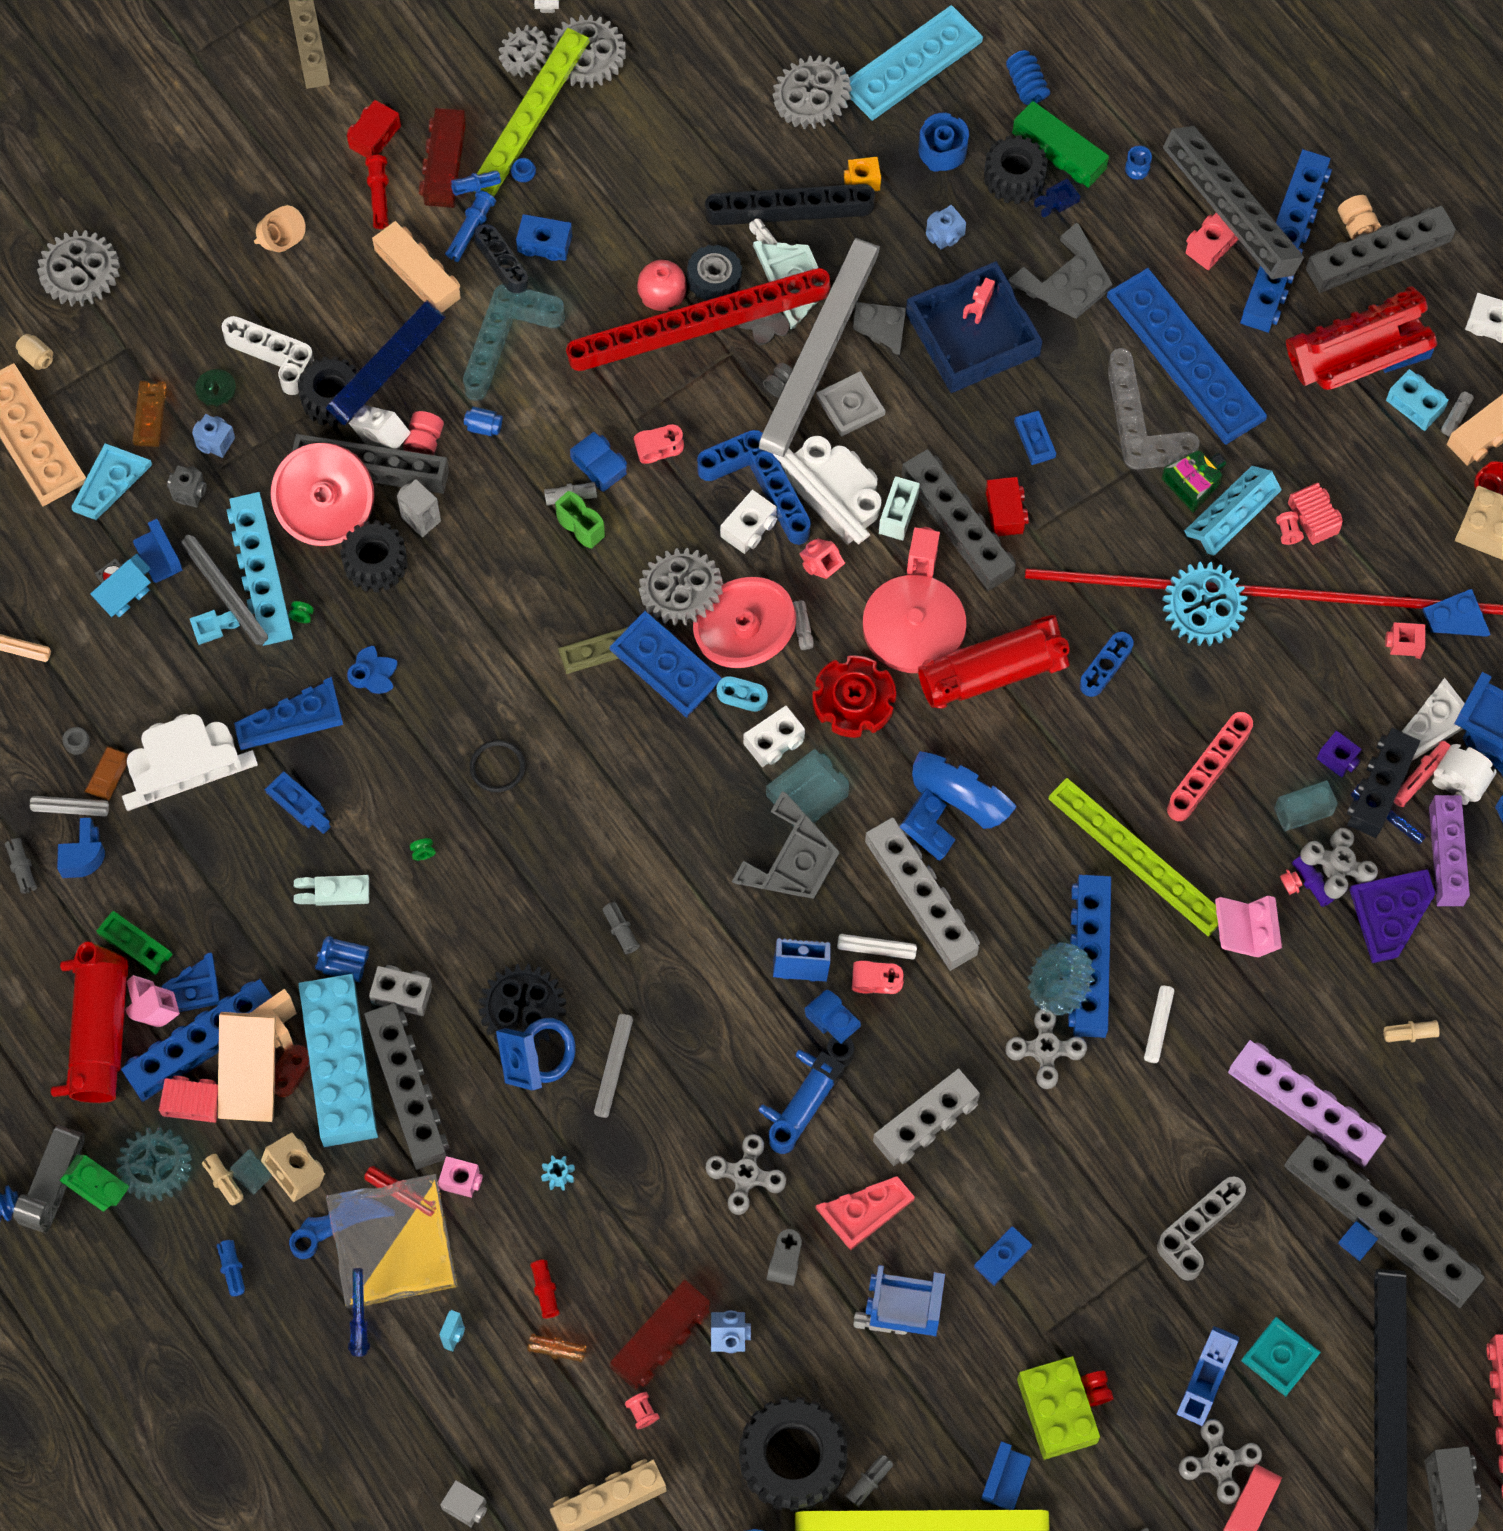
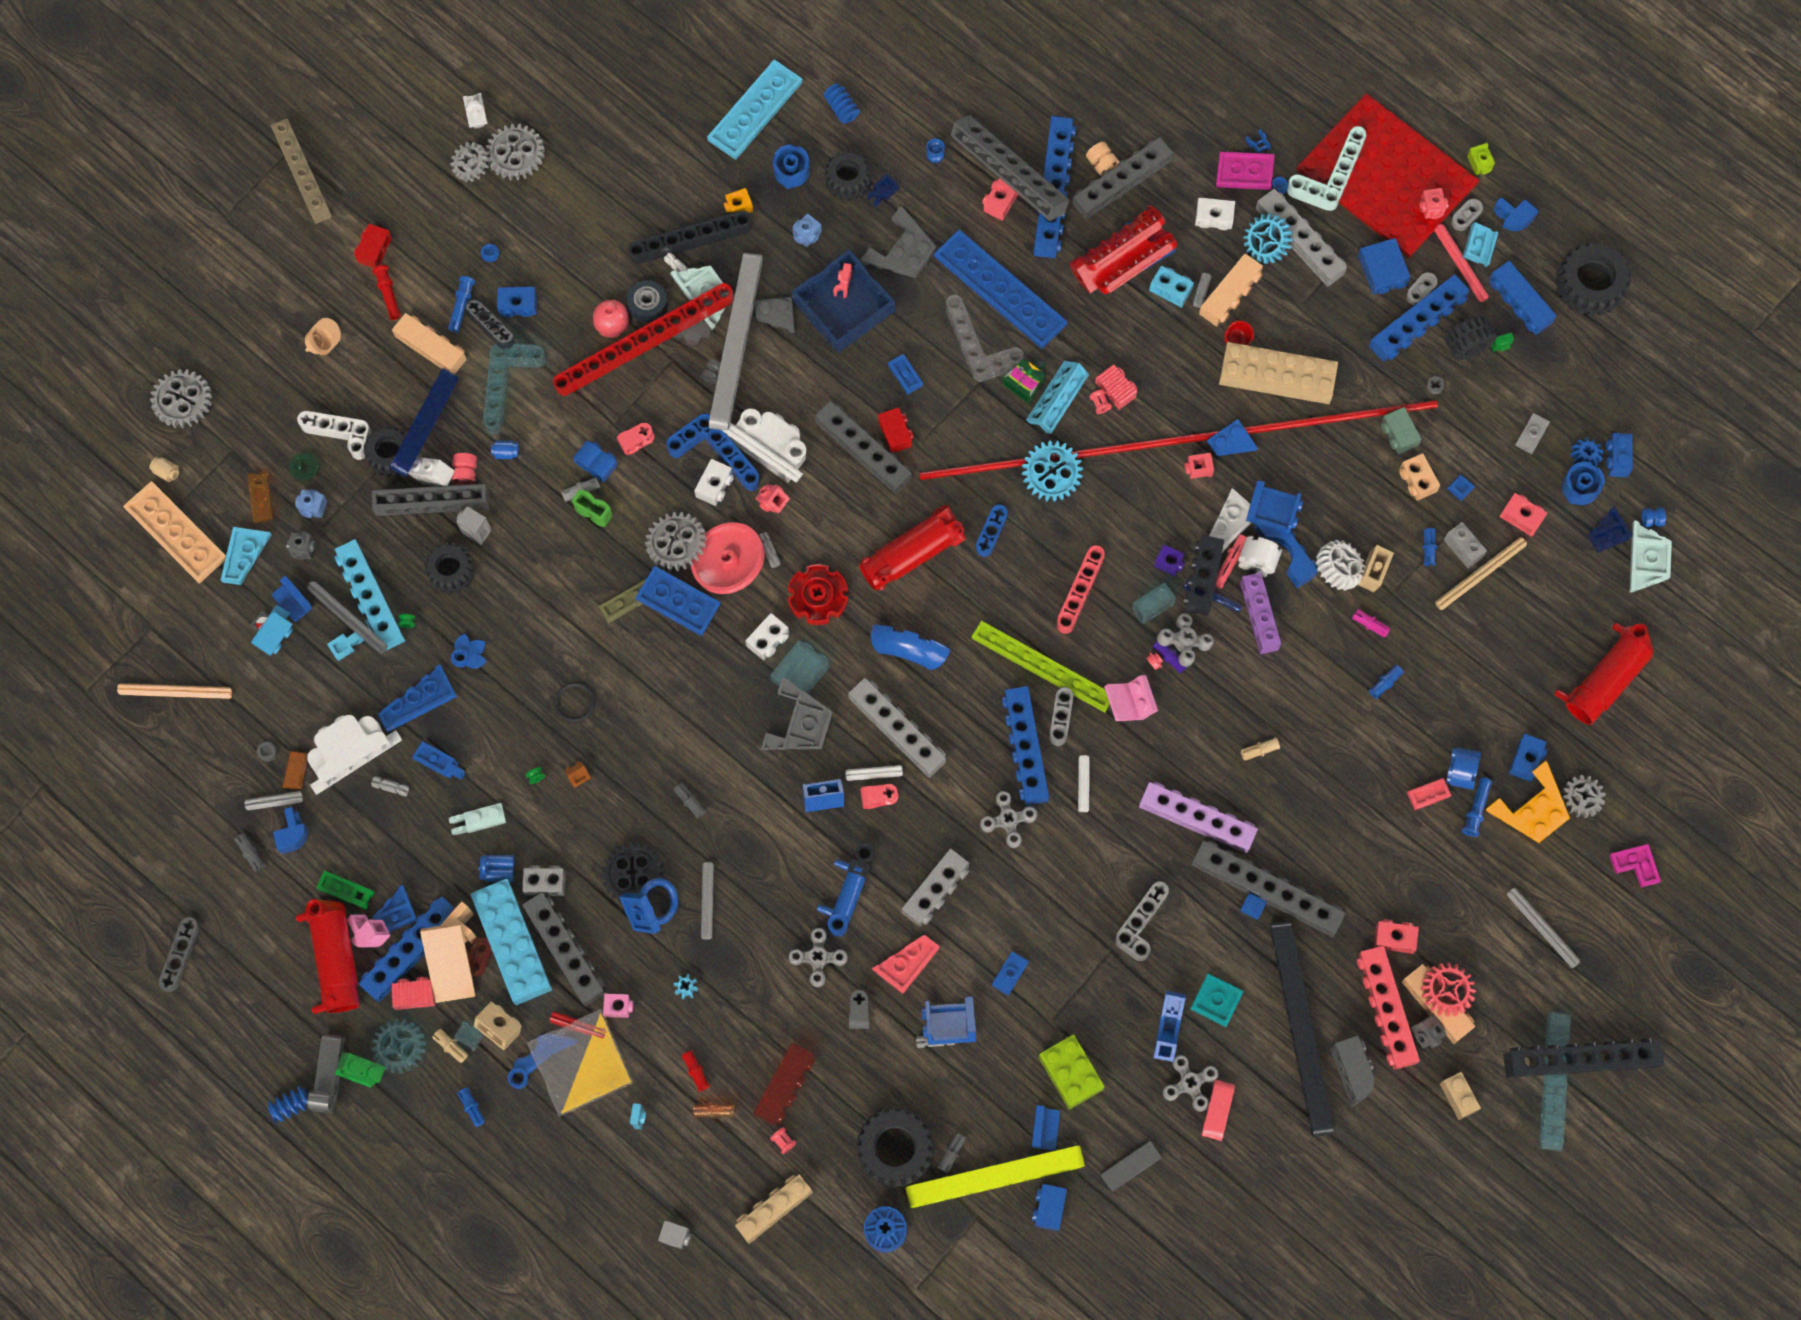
camera: 10 degrees left, 5 degrees up
(227, 821) = (390, 786): none -> light grey axle
(322, 493) = (401, 530): coral dish -> none
(358, 1325) = (574, 1140): clear blue pin -> none
(444, 157) = (429, 256): clear red brick -> none
(475, 182) = (457, 271): blue axle -> none
(478, 860) = (577, 774): none -> dark orange tile
(534, 106) = (484, 208): lime plate -> none
(729, 1331) = (831, 1071): medium blue brick -> none
(743, 692) = (738, 608): medium azure plate -> none
(812, 92) = (687, 148): light grey gear -> none
(830, 1015) = (853, 831): blue brick -> none
(850, 404) = (767, 378): light grey plate -> none
(899, 508) = (819, 449): light aqua brick -> none
(913, 622) = (848, 530): coral dish -> none
(922, 825) = (887, 679): blue plate -> none
(923, 552) = (844, 479): coral brick -> none
(1061, 144) = (876, 149): green brick -> none
(1063, 962) = (1008, 756): clear light blue gear -> none
(1096, 1388) = (1090, 1050): red wheel -> none
(1153, 917) = (1061, 725): none -> light grey beam
(1391, 910) = (1229, 666): dark purple plate -> none

